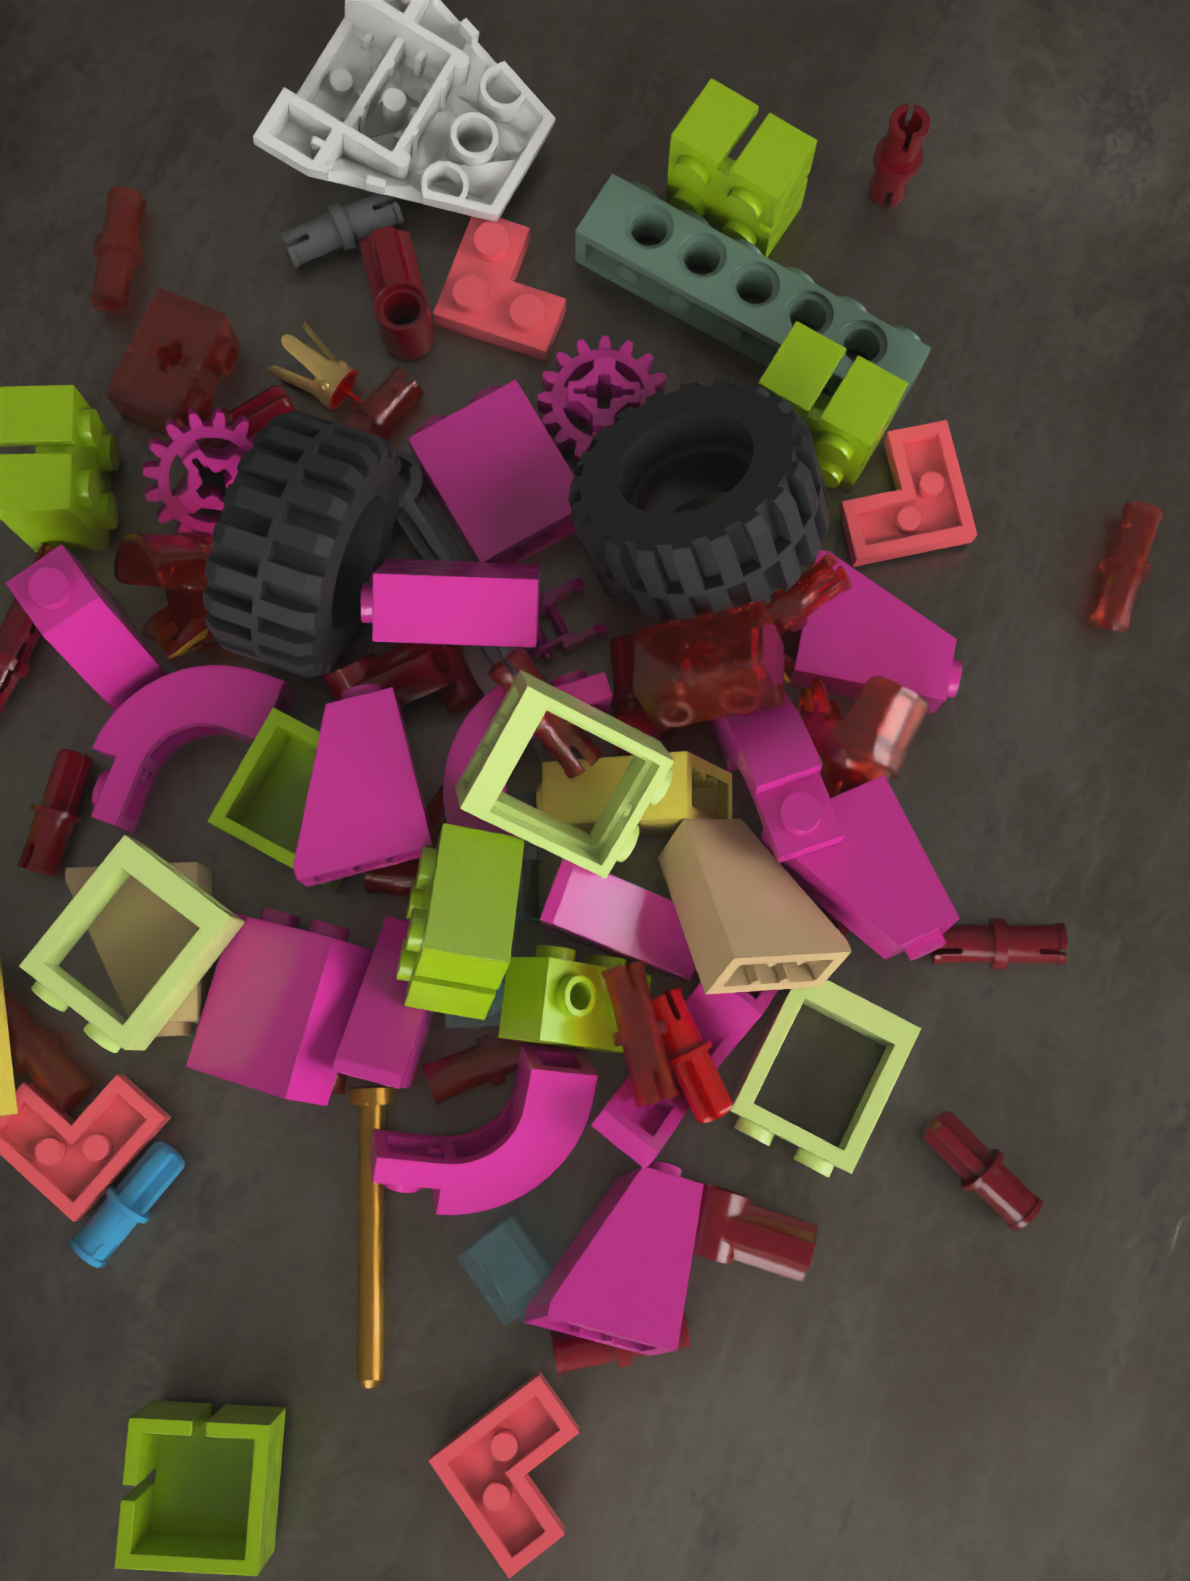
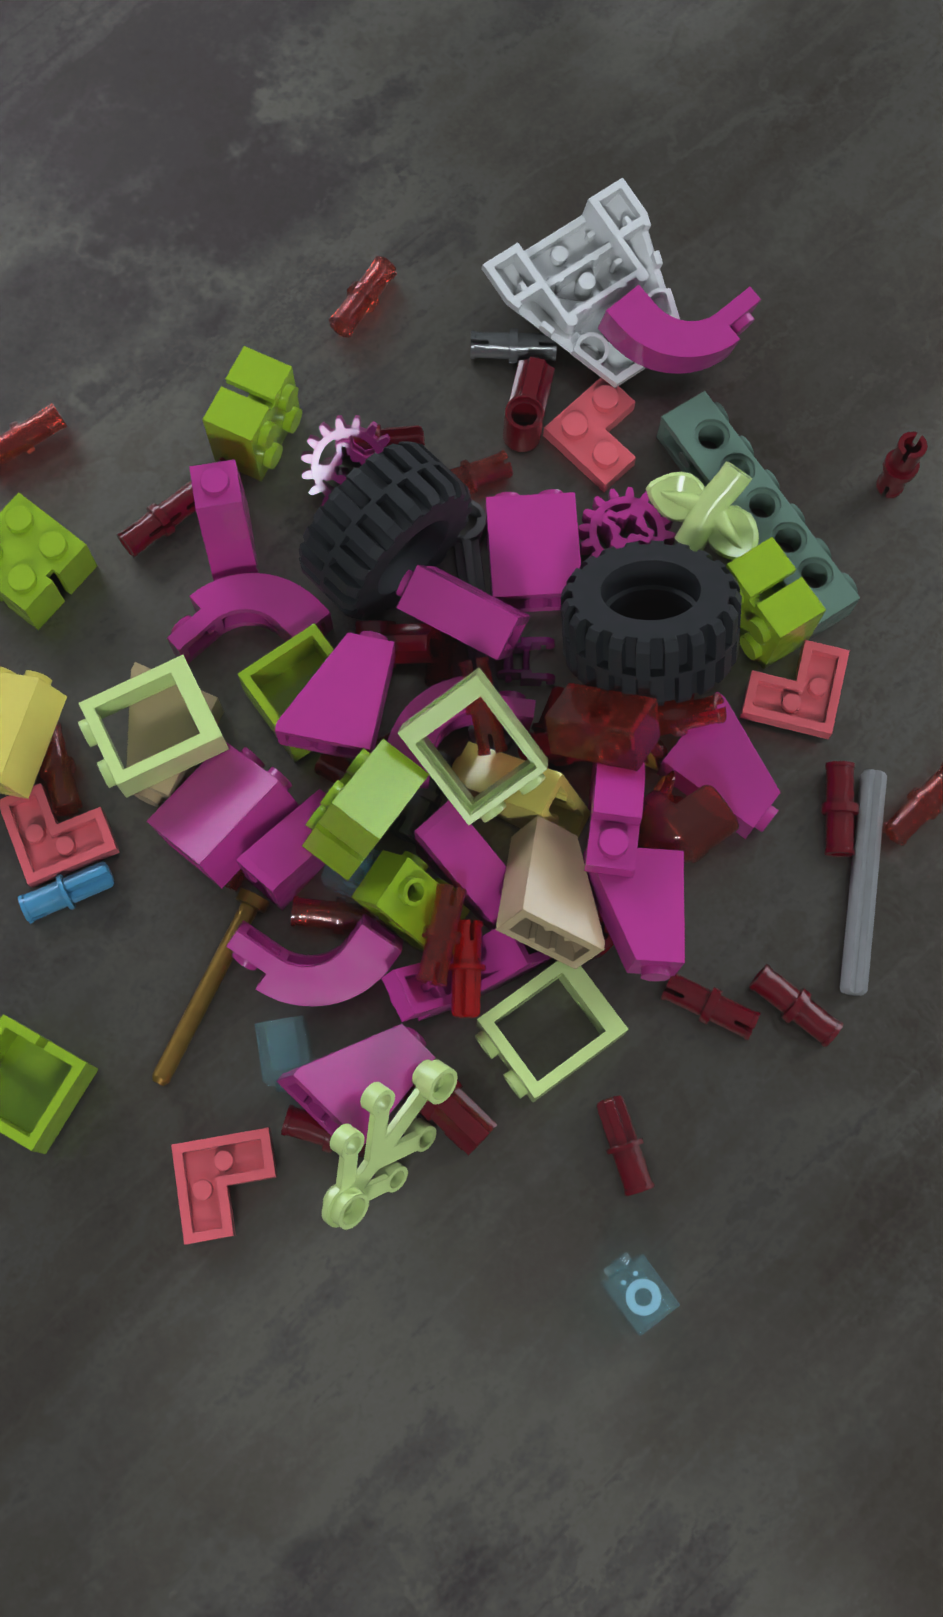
camera: 25 degrees right, 5 degrees down
(56, 814) = (144, 629): dark red axle -> none
(173, 363) = (361, 382): clear red brick -> none
(179, 567) = (297, 507): clear red helmet -> none
(332, 379) = (459, 438): pearl gold piece -> none
(544, 132) = (671, 344): none -> dark pink arch
(694, 326) = (707, 510): none -> yellowish green plant
(708, 1354) = (354, 1187): none -> yellowish green plant
(746, 196) = (785, 443): lime piece -> none
(1030, 622) = (840, 808): none -> dark red pin
(1090, 1344) = (638, 1292): none -> clear light blue brick
(1098, 891) = (796, 1005): none -> dark red pin
(1101, 699) = (863, 883): none -> light grey axle

